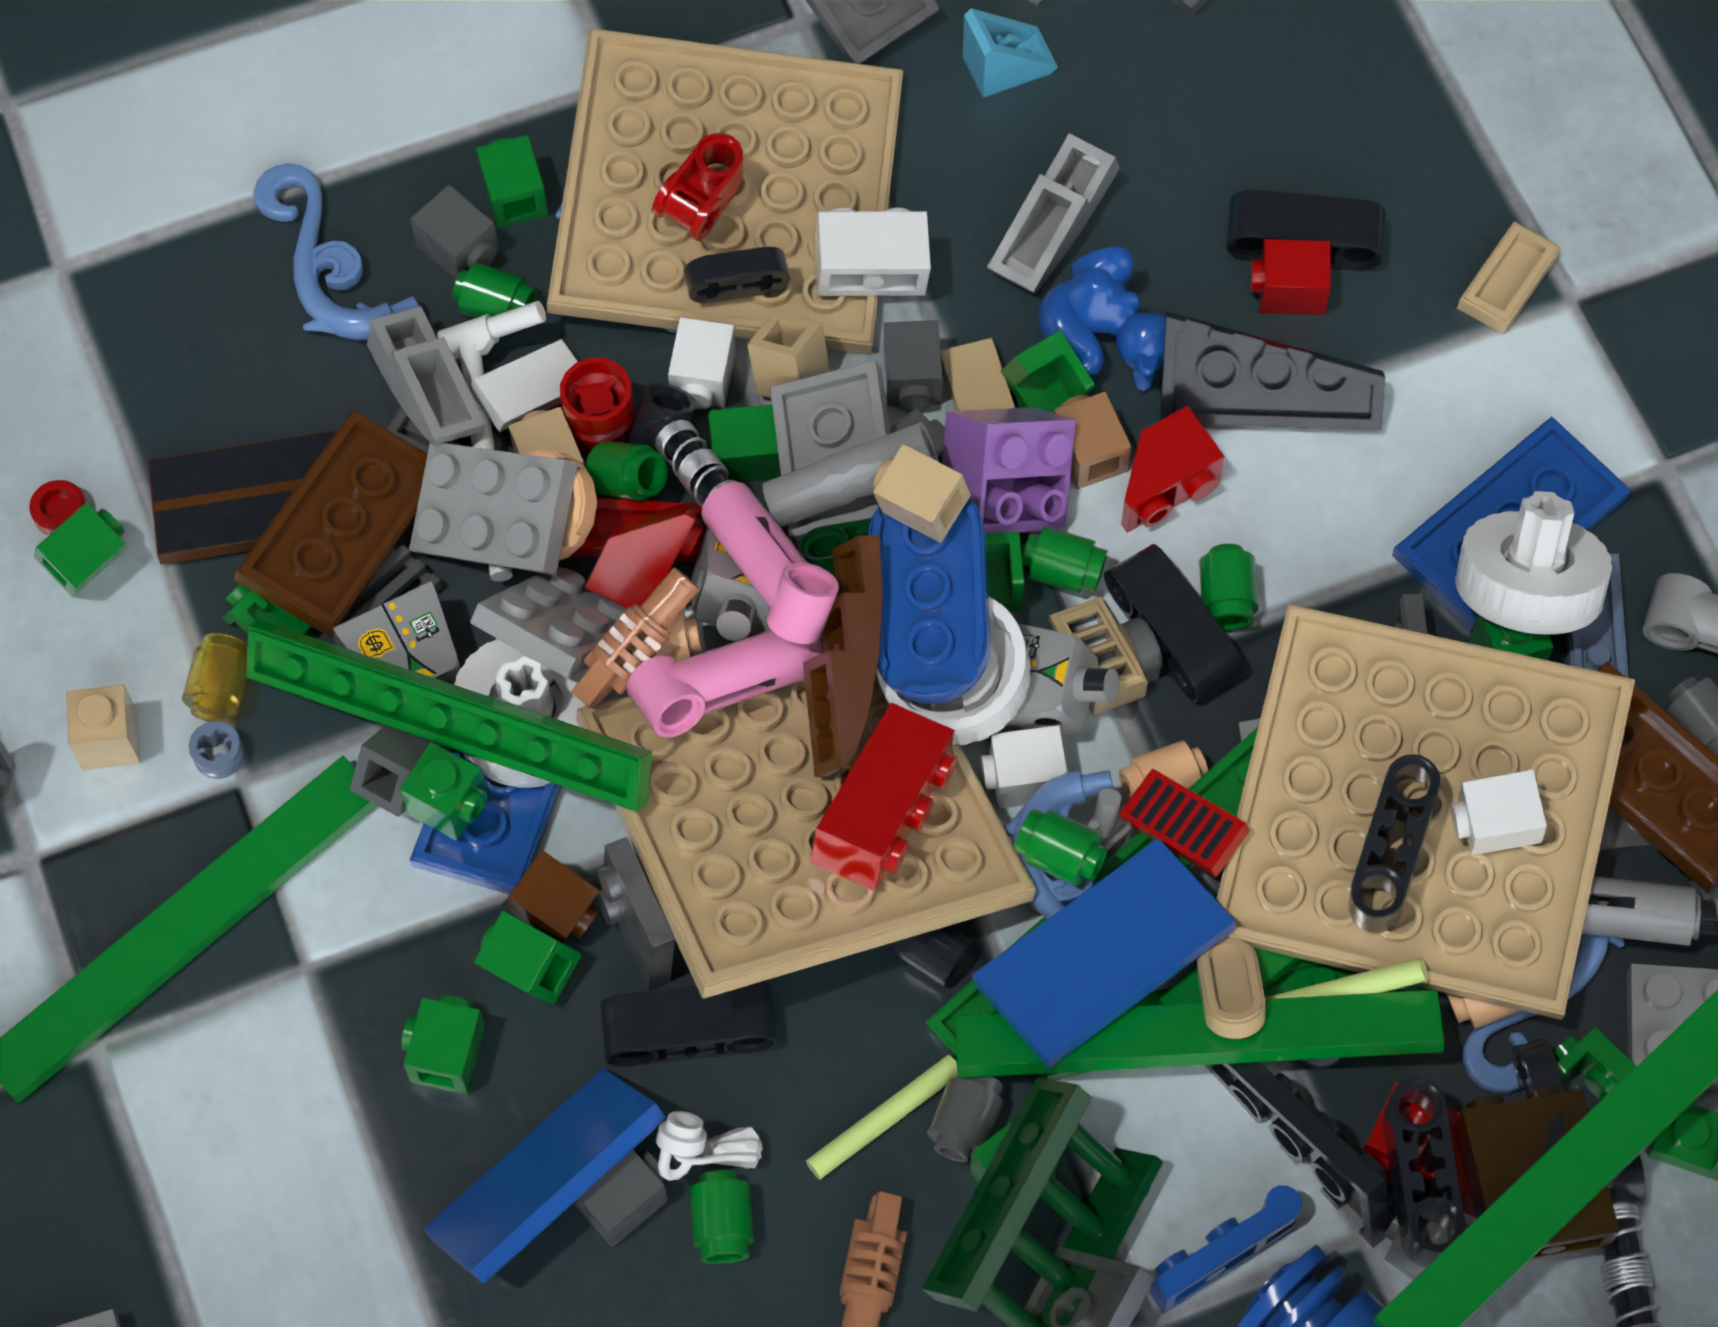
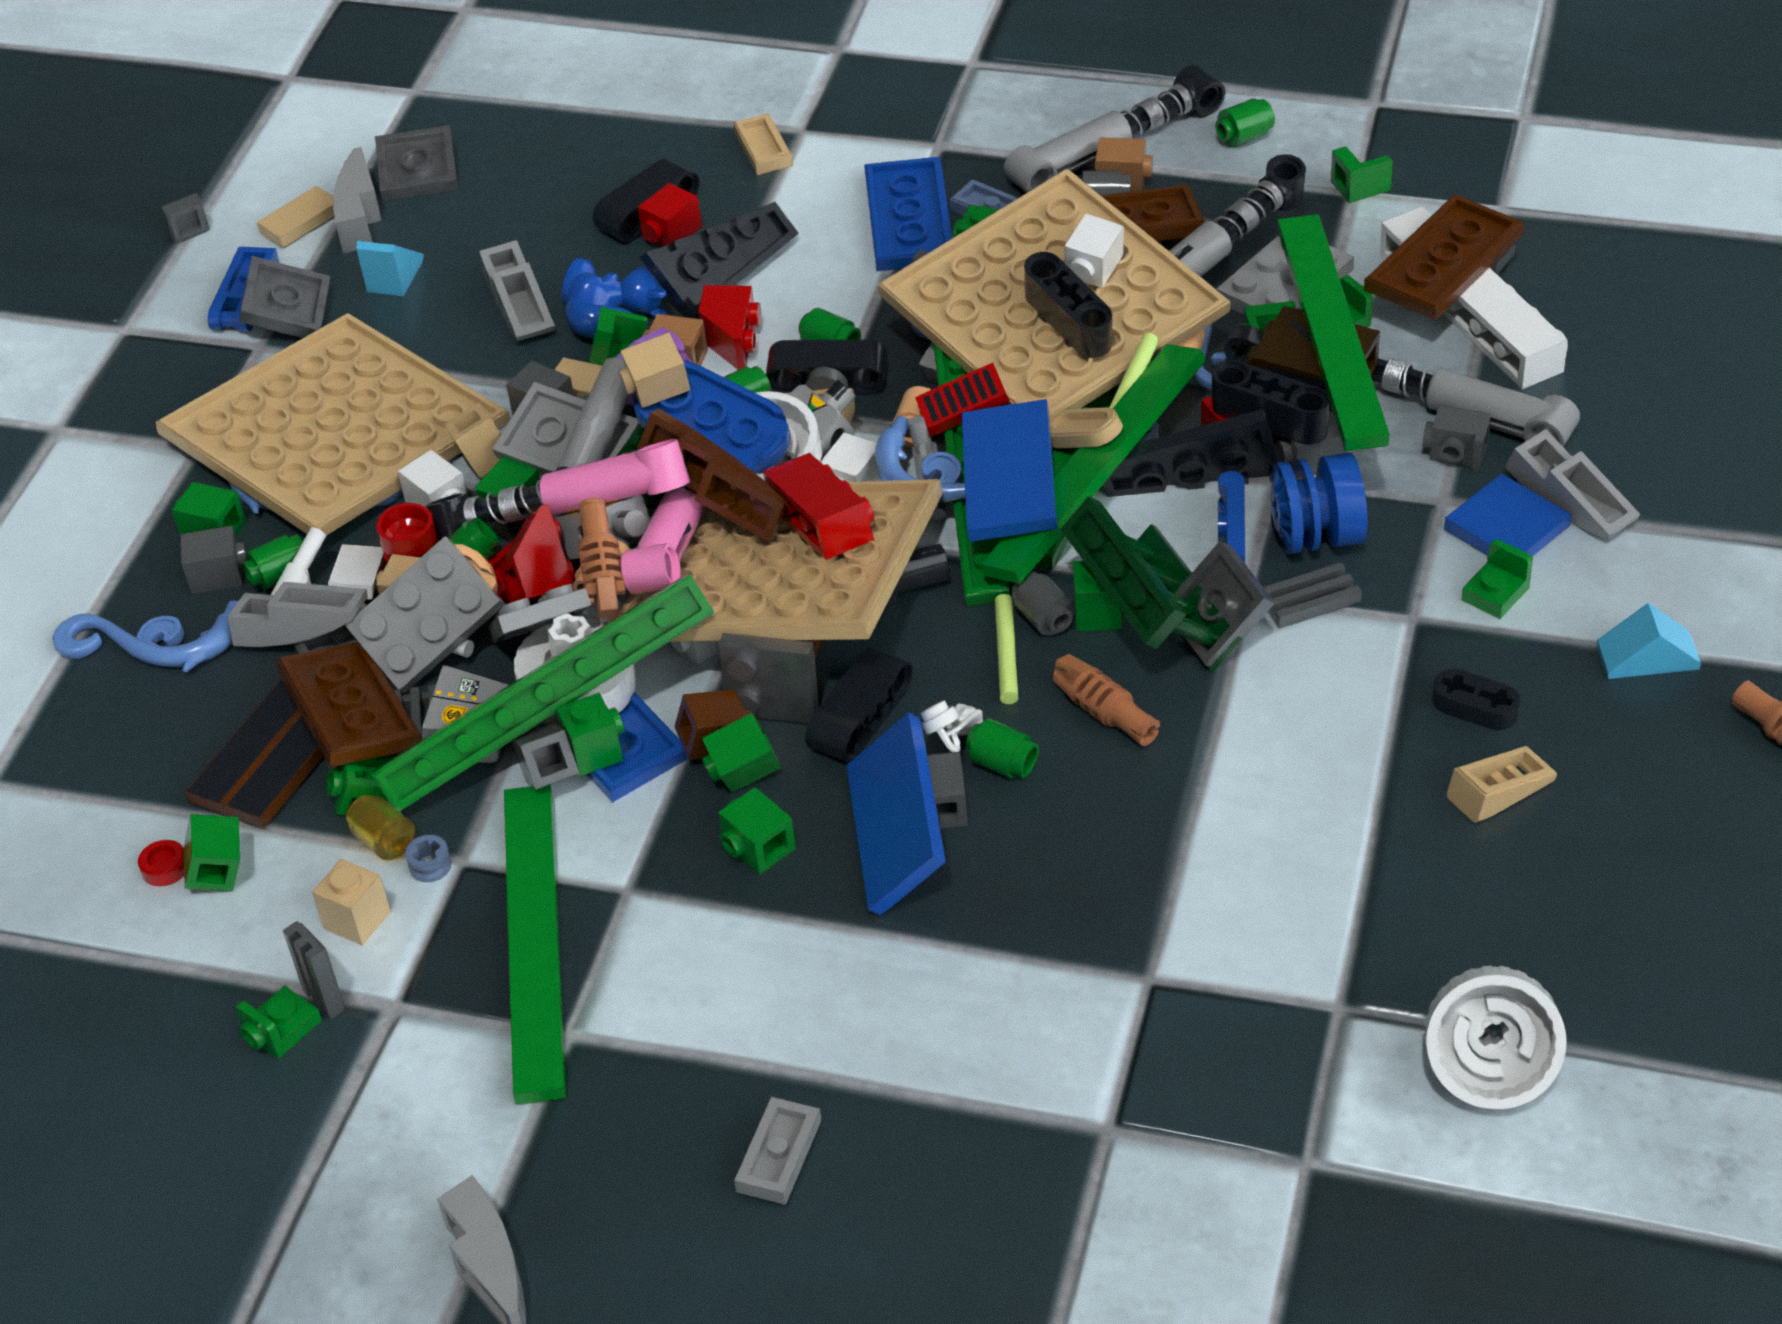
camera: 50 degrees left, 20 degrees down
(698, 194) = (326, 411): red piece -> none
(736, 274) = (400, 430): black beam -> none
(872, 253) = (455, 370): white brick -> none
(1060, 846) = (926, 451): green brick -> none
(1527, 589) = (954, 187): white piece -> none

